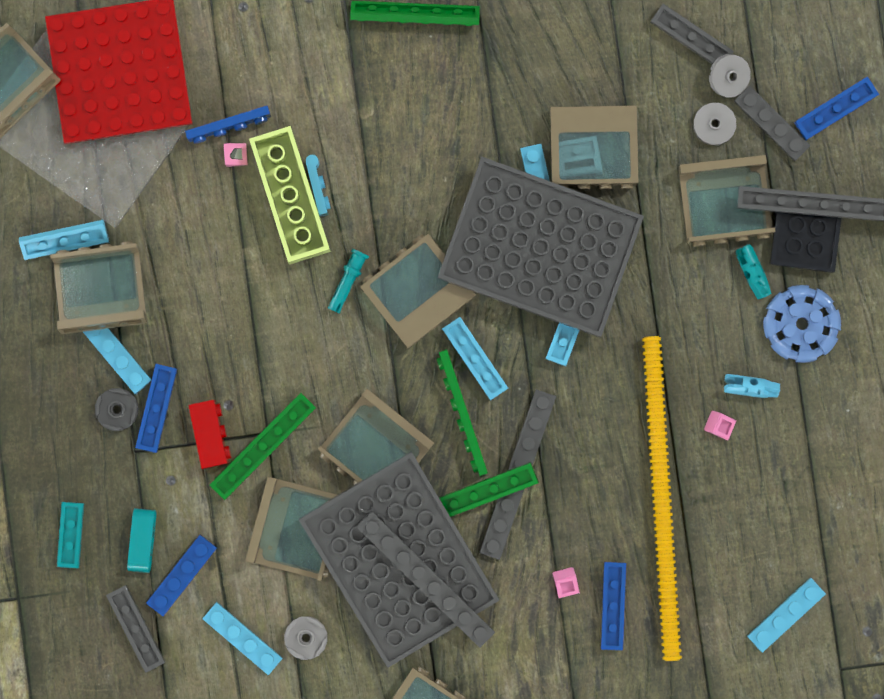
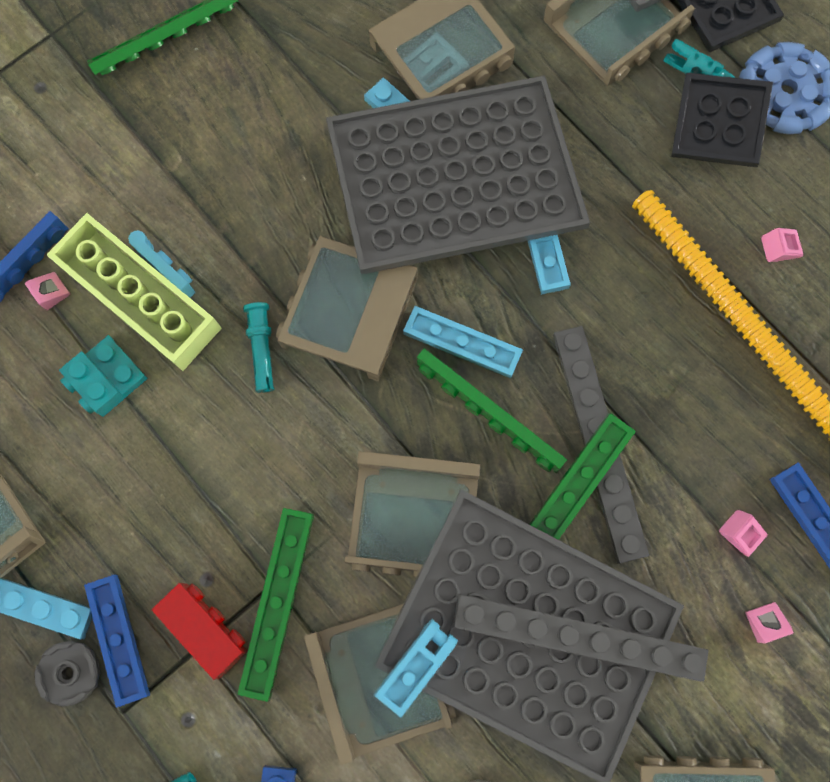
camera: 25 degrees left, 10 degrees down
(238, 236) = (102, 376): none -> teal plate
(320, 535) = (415, 669): none -> medium azure plate
(542, 641) = (768, 623): none -> bright pink slope
(738, 319) = (722, 119): none -> black plate
(751, 386) = (787, 181): medium azure hinge -> none

